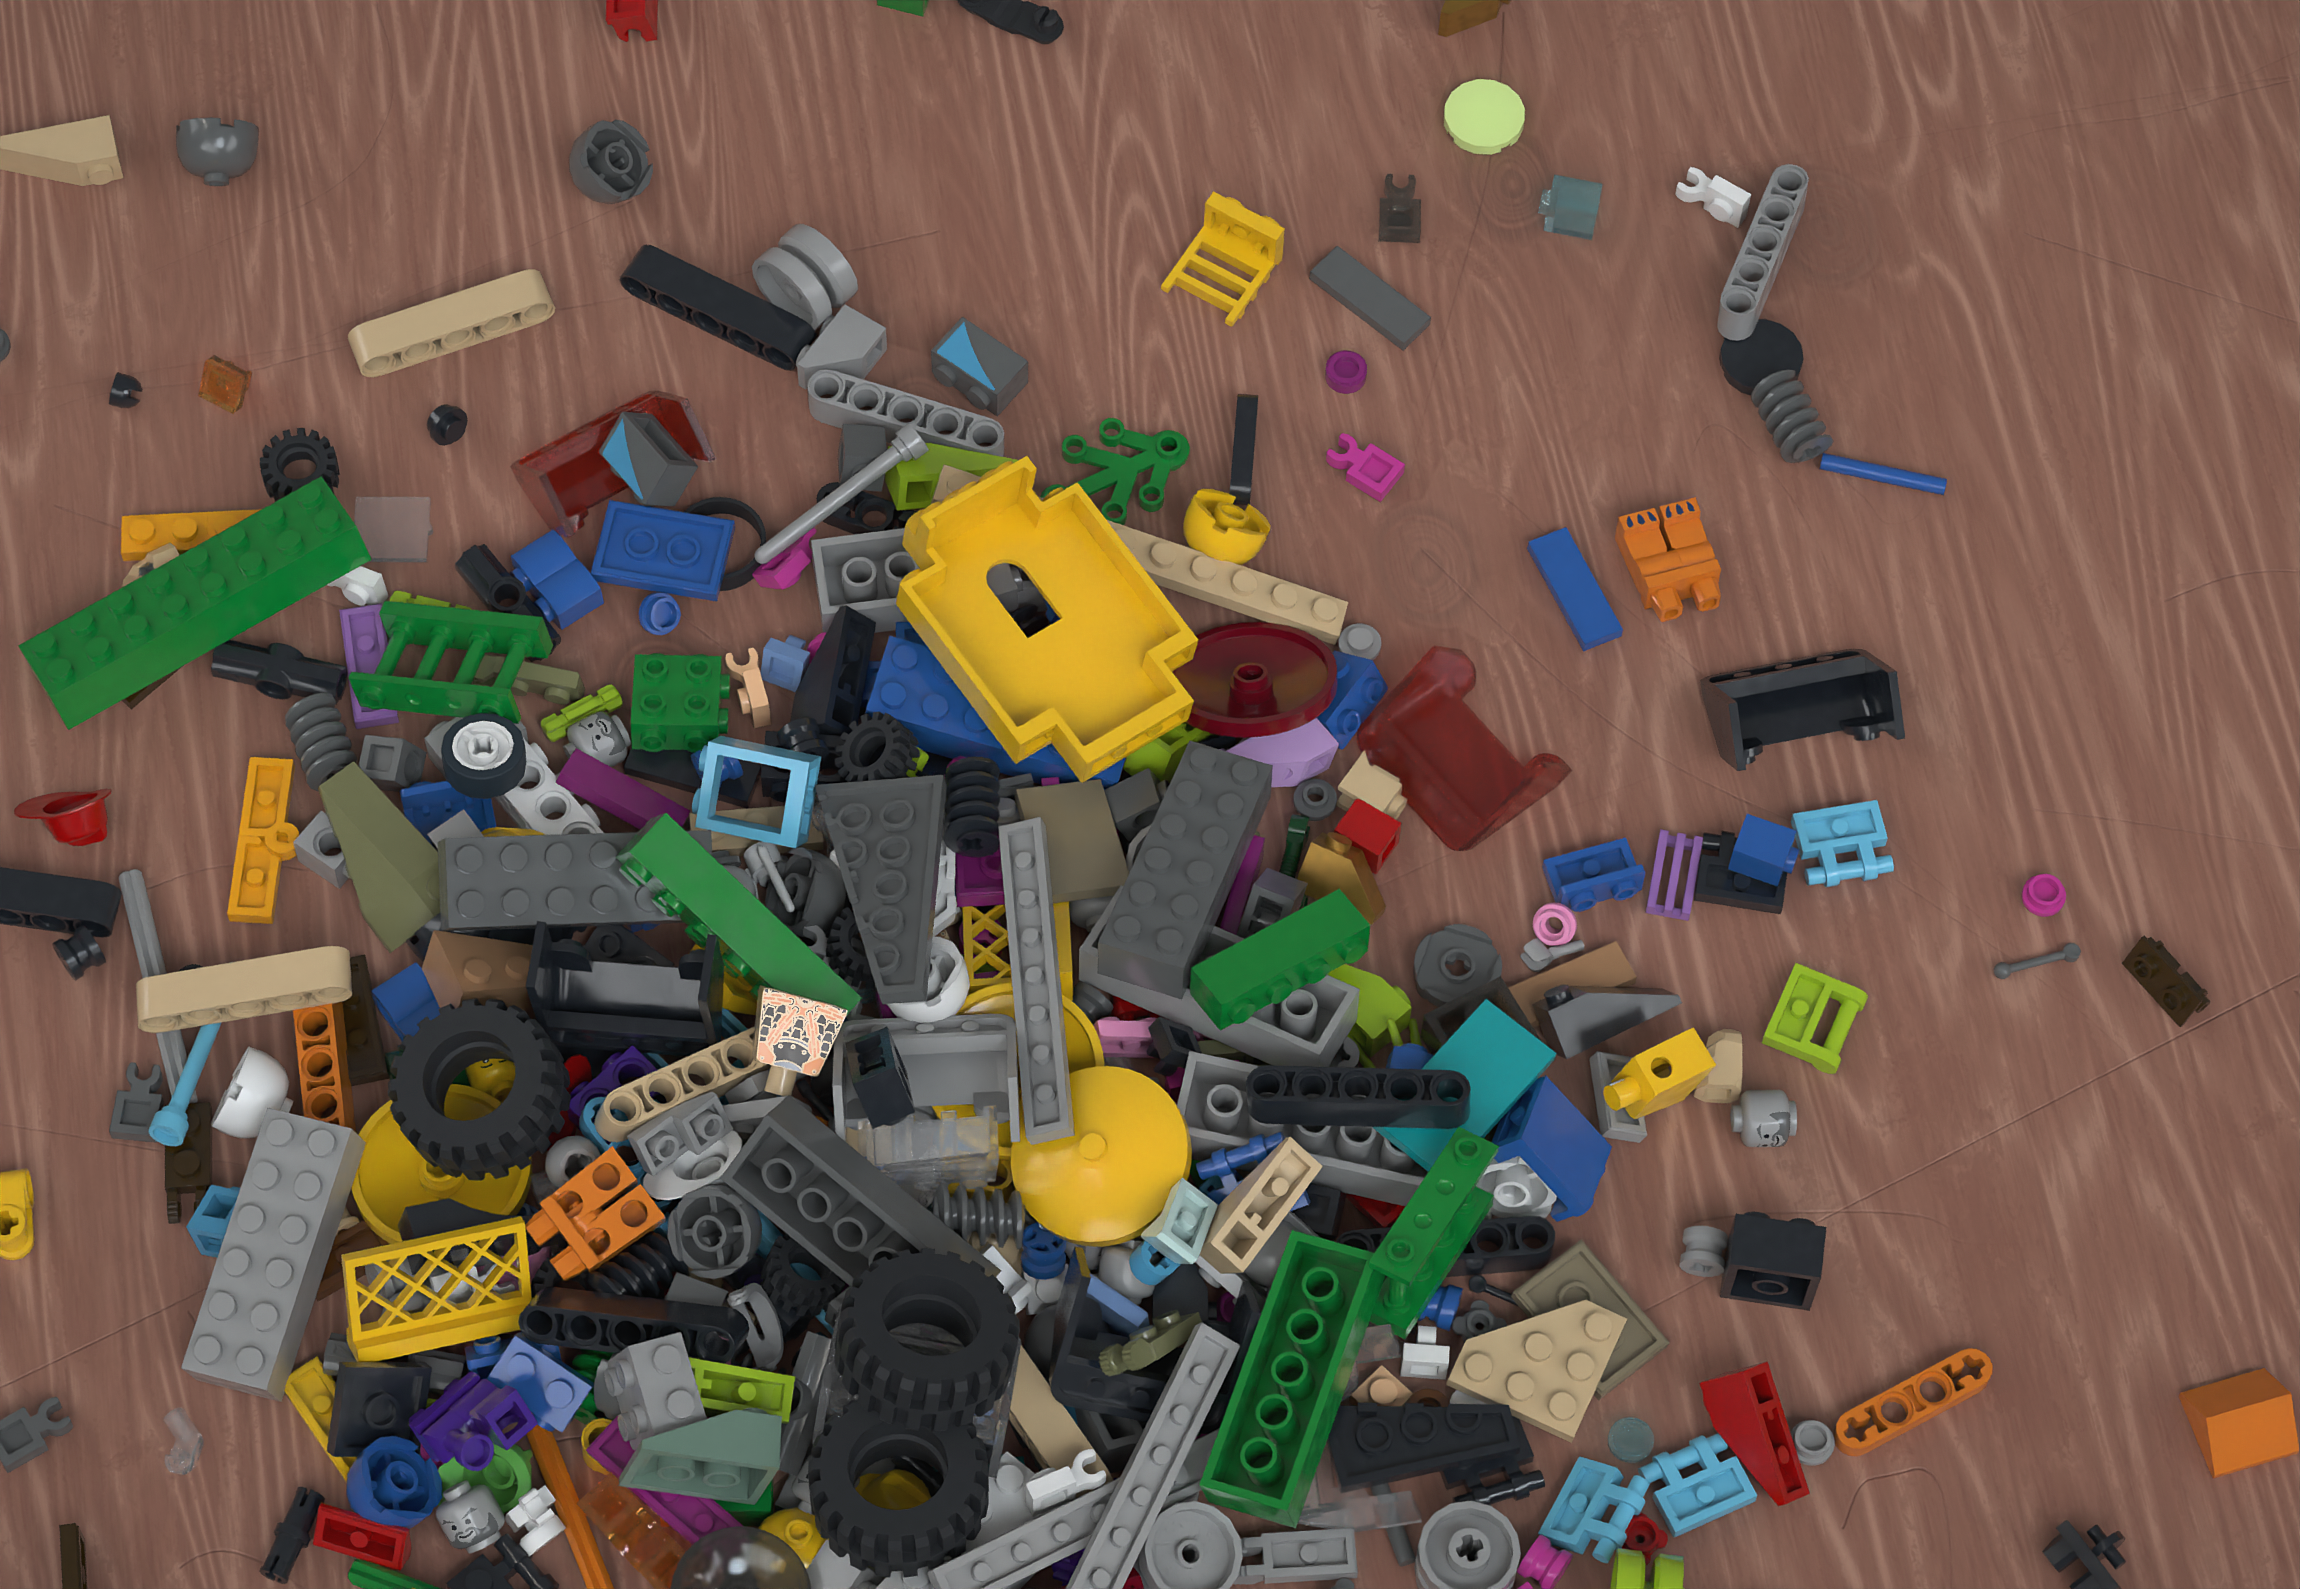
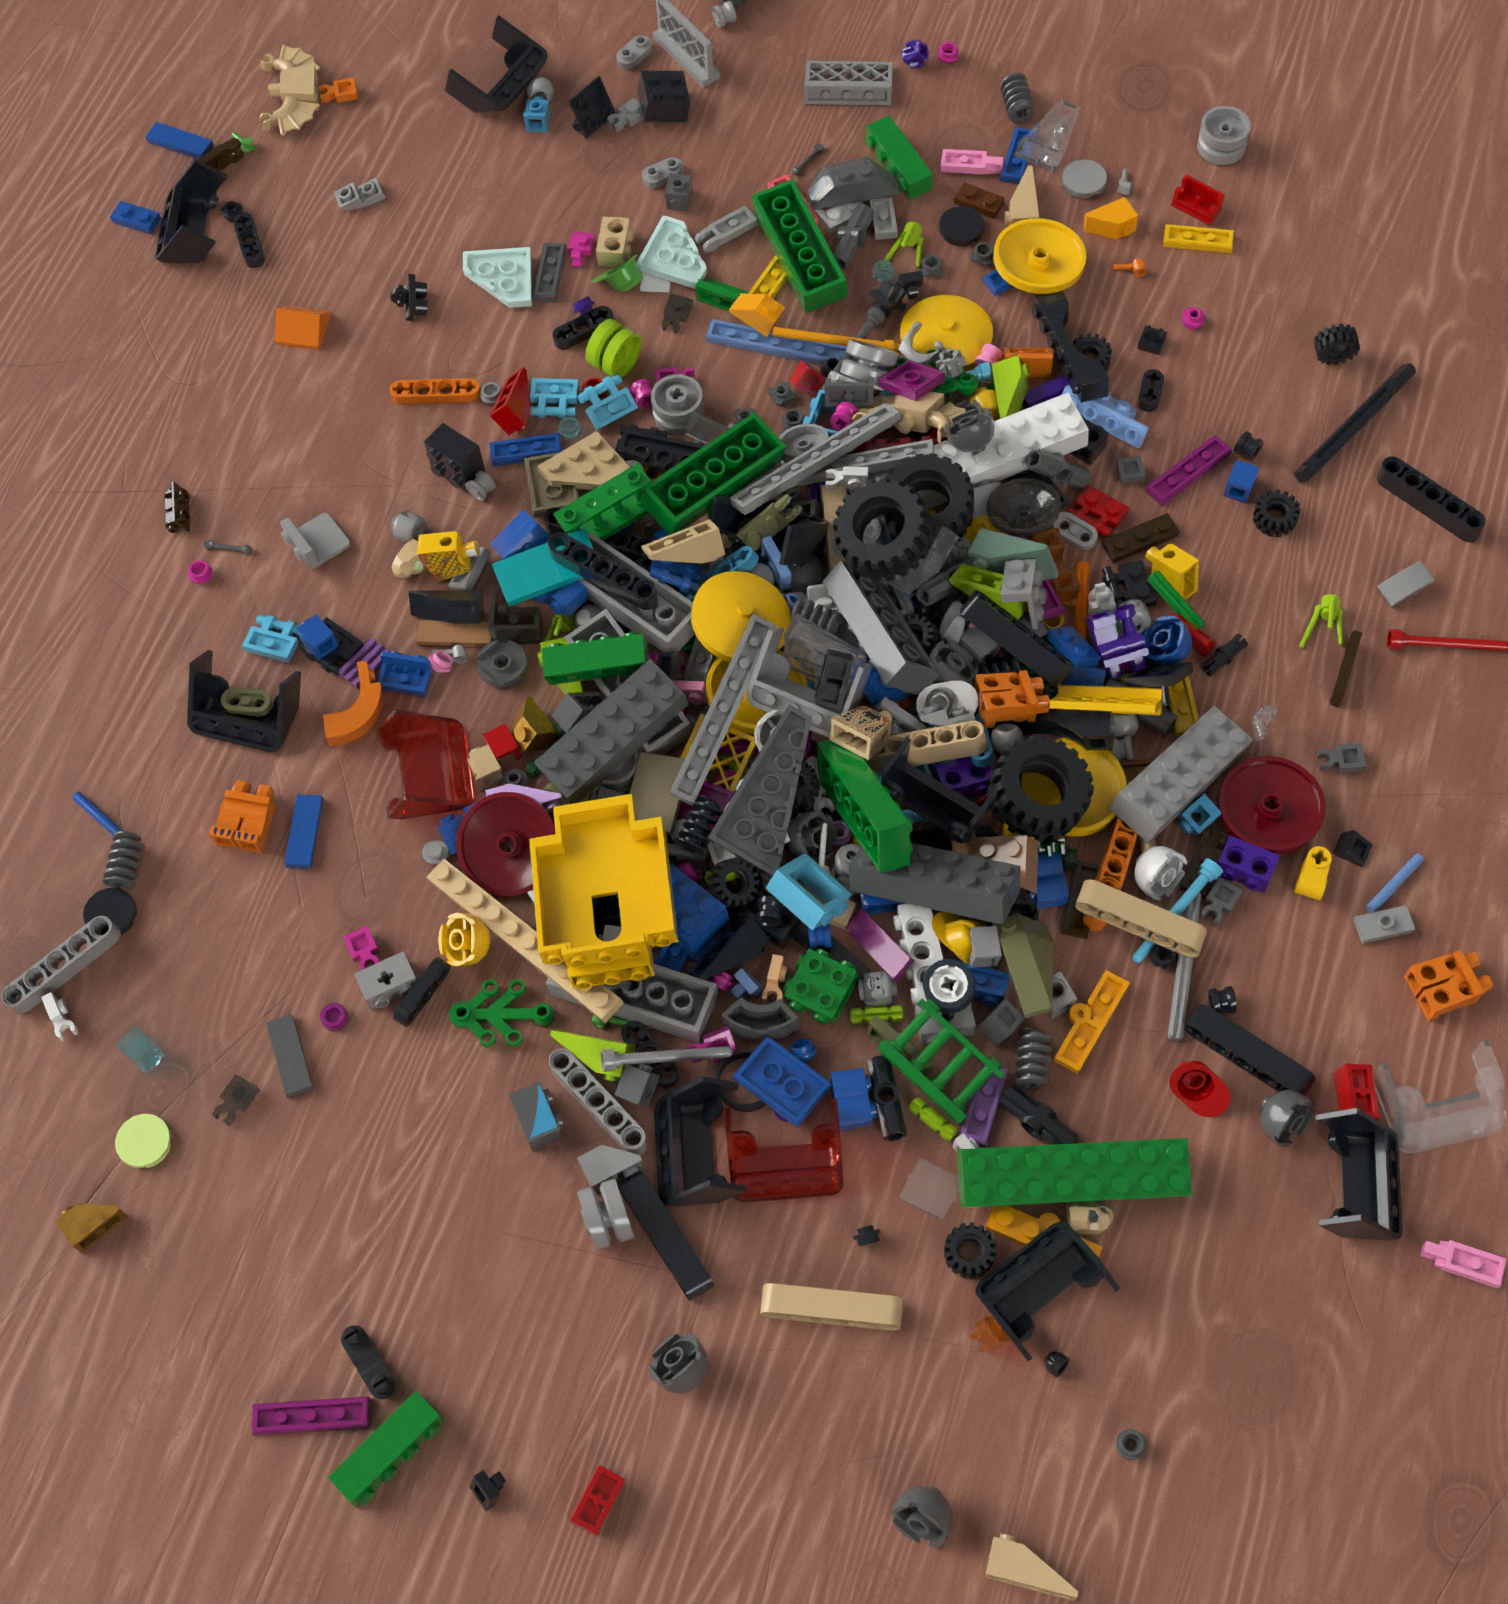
camera: 145 degrees left, 0 degrees up
(113, 1284) = (1271, 804): none -> dark red dish
(117, 1190) = (1249, 858): none -> dark purple brick
(217, 444) = (1038, 1276): none -> black windscreen
(648, 459) = (762, 1137): dark grey brick -> none
(737, 612) = (756, 1021): none -> dark grey brick
(740, 408) = (686, 1147): none -> black windscreen
(1182, 1224) = (728, 544): light aqua slope -> none
(1238, 238) = (339, 1126): yellow plate -> none
(1300, 439) = (374, 978): none -> light grey brick
(1617, 761) = (361, 716): none -> orange arch
(1680, 1367) = (516, 450): none -> blue tile
(1797, 719) = (248, 701): none -> olive plate
(1800, 1014) = (353, 570): lime plate -> none
(1903, 1026) = (315, 540): none -> light grey bracket

